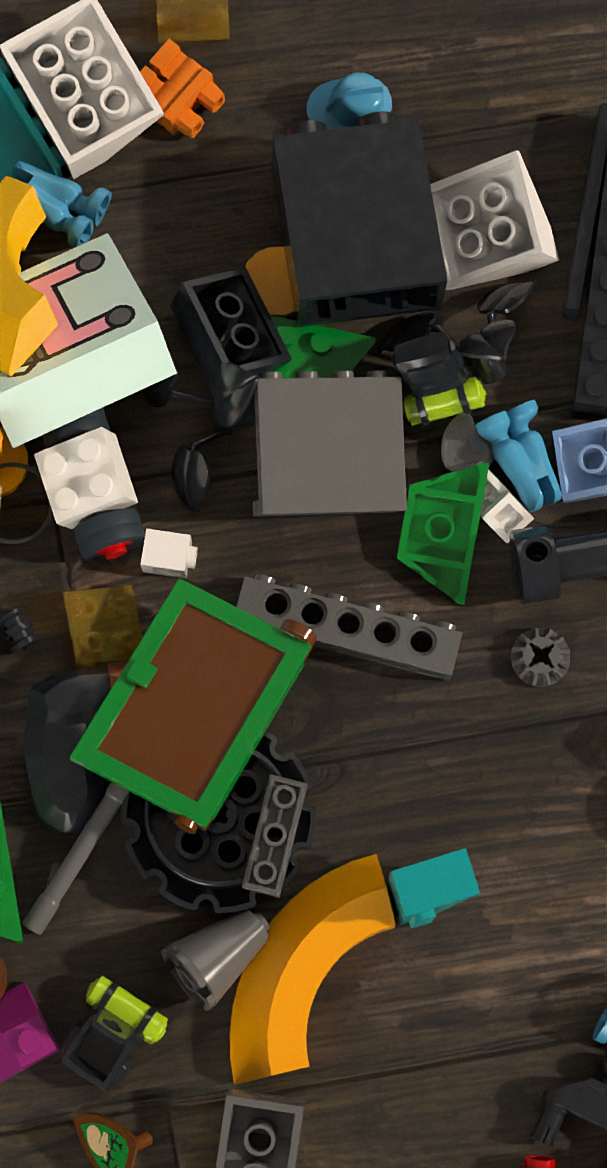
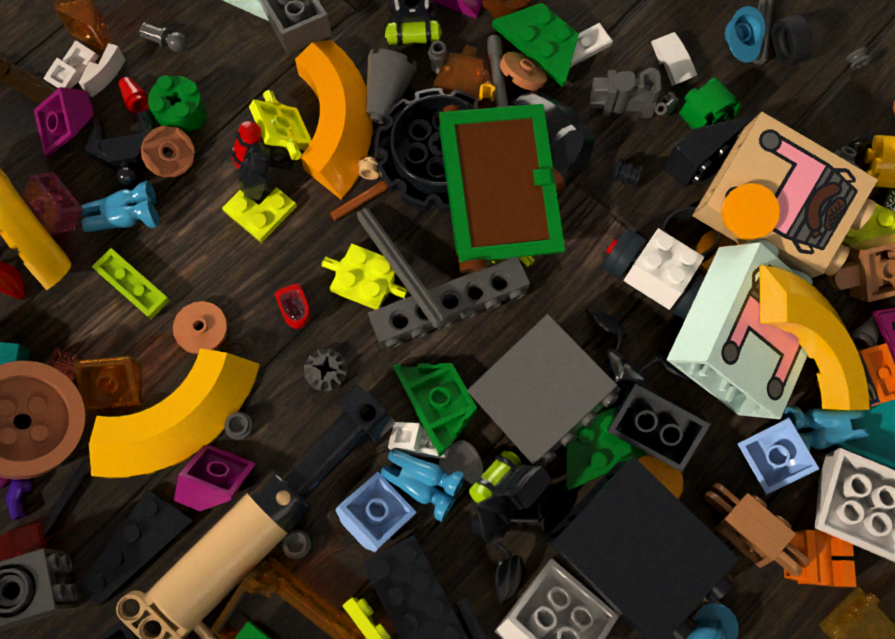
camera: 140 degrees right, 5 degrees down
(36, 849) = (523, 70): none -> nougat plate
(103, 624) = (586, 208): clear yellow hinge -> none
(113, 898) = (460, 71): none -> clear orange torso
(136, 207) = (778, 456): none -> light blue slope
(168, 553) = (583, 270): white brick -> none
(225, 157) = (756, 530): none -> medium nougat brick
(267, 858) = (403, 156): dark grey tile -> none
(315, 865) = (369, 168): none -> tan plate
(359, 834) = (358, 201): none -> dark orange bar
(374, 704) = (402, 268): none -> dark grey axle
(387, 989) = (280, 125): none -> neon yellow plate
(419, 732) = (364, 277): none -> neon yellow plate
(431, 887) = (294, 175): teal wedge -> none
(452, 959) = (254, 158): none -> black piece
(498, 908) = (262, 218): none -> neon yellow plate
(517, 1120) = (177, 103): none -> green brick
(527, 750) = (293, 305): none -> rock
(545, 1045) = (177, 142): none -> nougat plate

